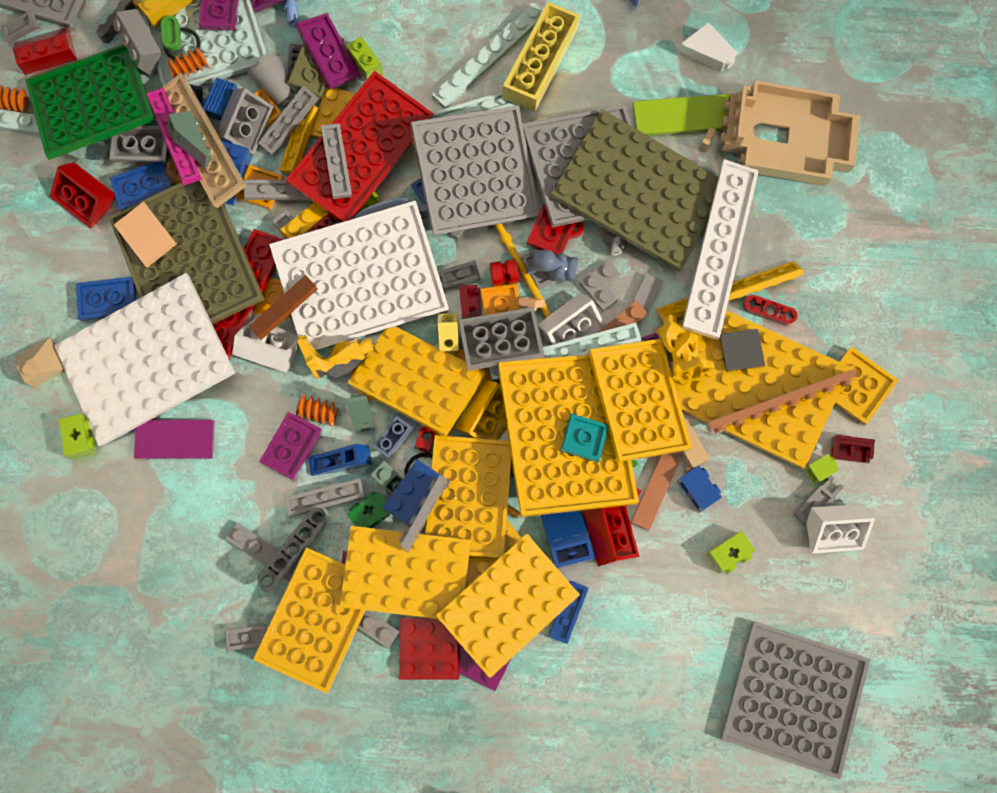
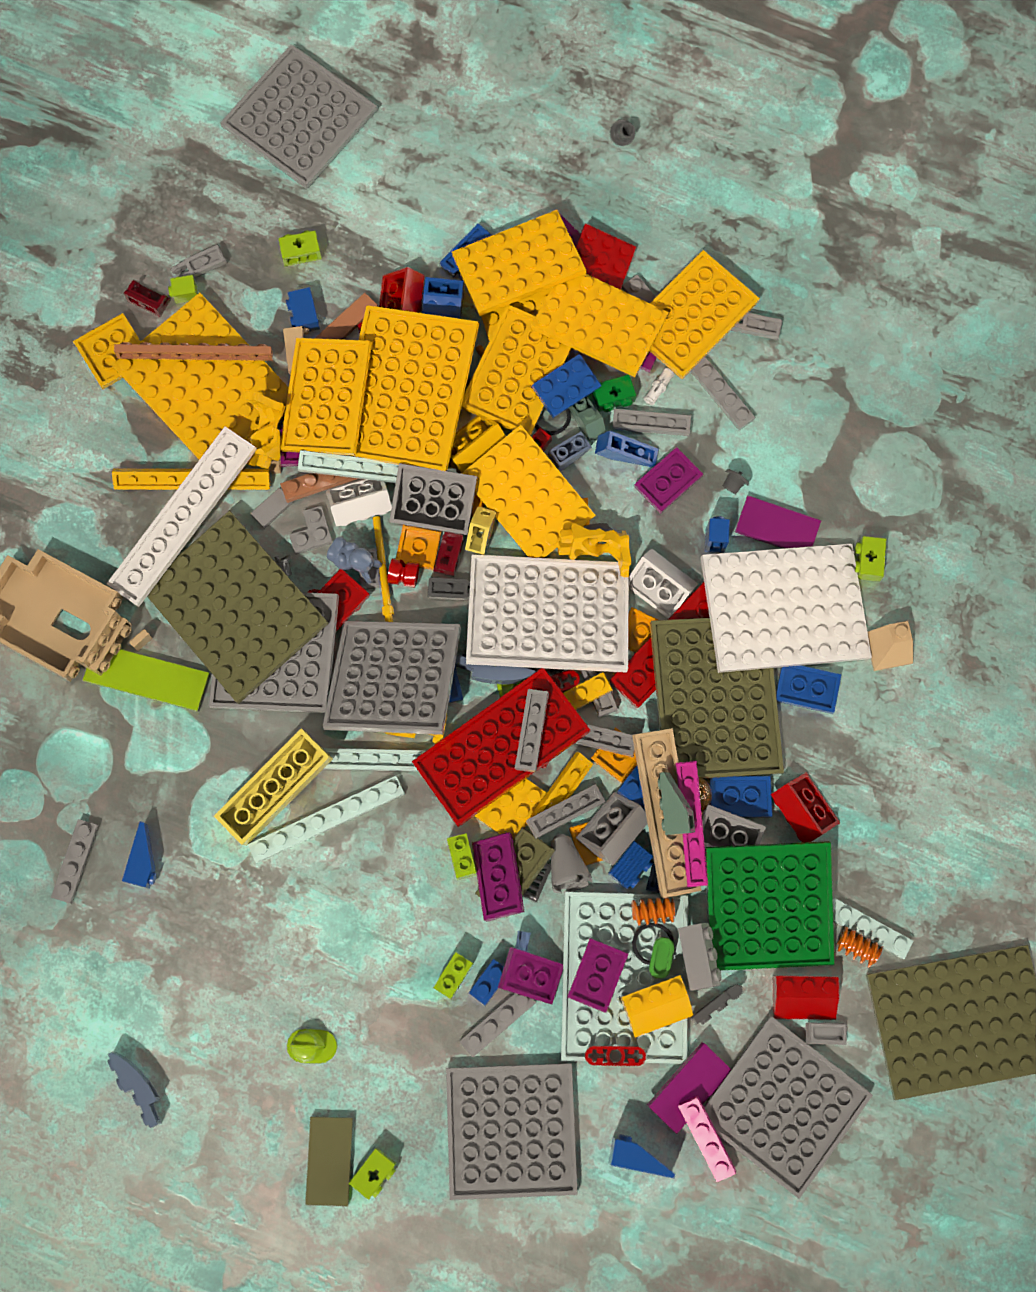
camera: 160 degrees left, 0 degrees up
(145, 234) = (750, 734): light nougat tile -> none
(226, 466) = (734, 481): none -> dark grey piece
(227, 403) = (717, 534): none -> blue brick
(283, 307) = (633, 603): dark orange tile -> none
(291, 558) = (700, 372): dark grey beam -> none
(317, 410) = (632, 503): orange piece -> none
(326, 545) = (659, 385): none -> white pin
(360, 413) = (591, 481): sand green slope -> none
(426, 505) = (560, 361): light grey plate -> none
(531, 302) = (388, 533): light nougat plate -> none
(584, 438) = (392, 375): teal tile -> none
(709, 49) = (91, 740): white slope -> none
(742, 350) = (206, 414): dark grey tile -> none
(777, 306) = (151, 449): red beam -> none
(839, 528) = (194, 232): white slope -> none

